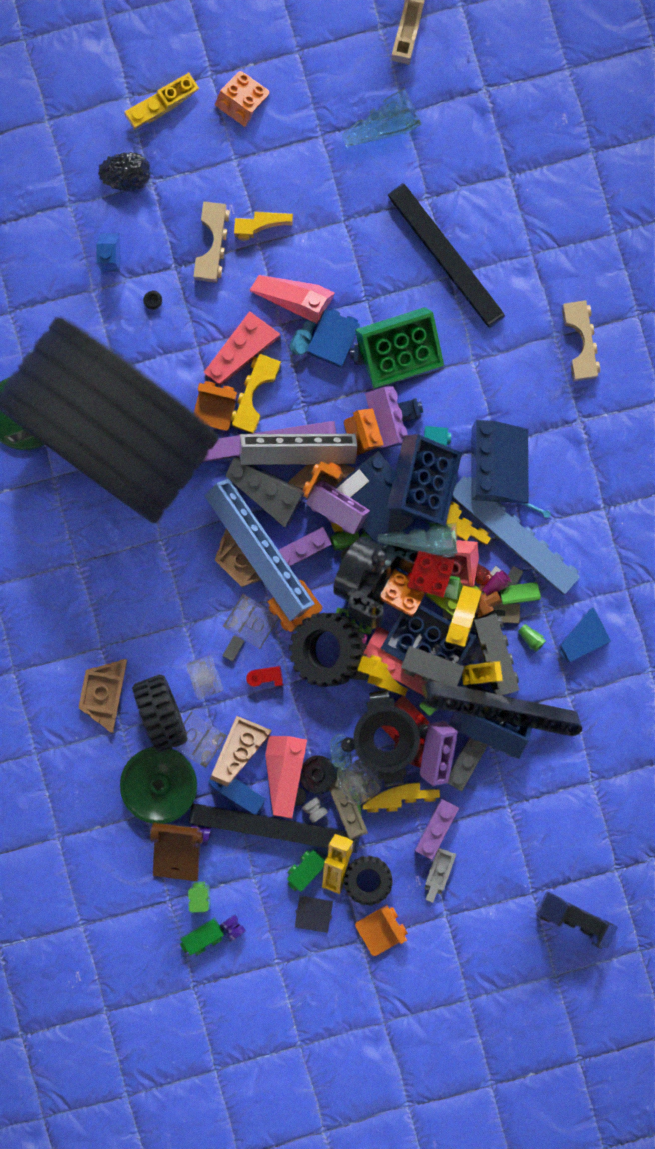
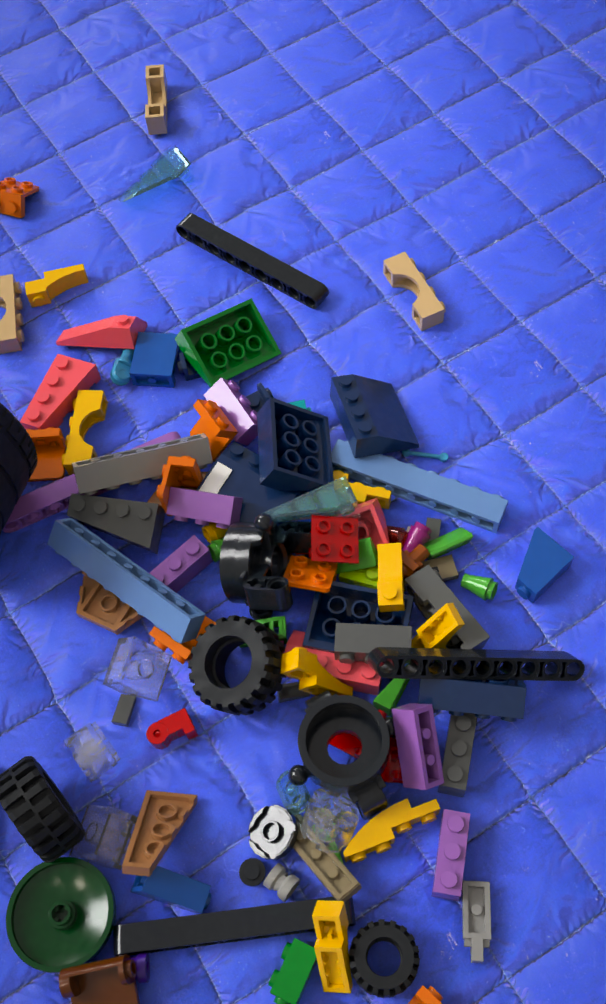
camera: 15 degrees left, 25 degrees down
(284, 766) = (225, 836): coral wedge -> none

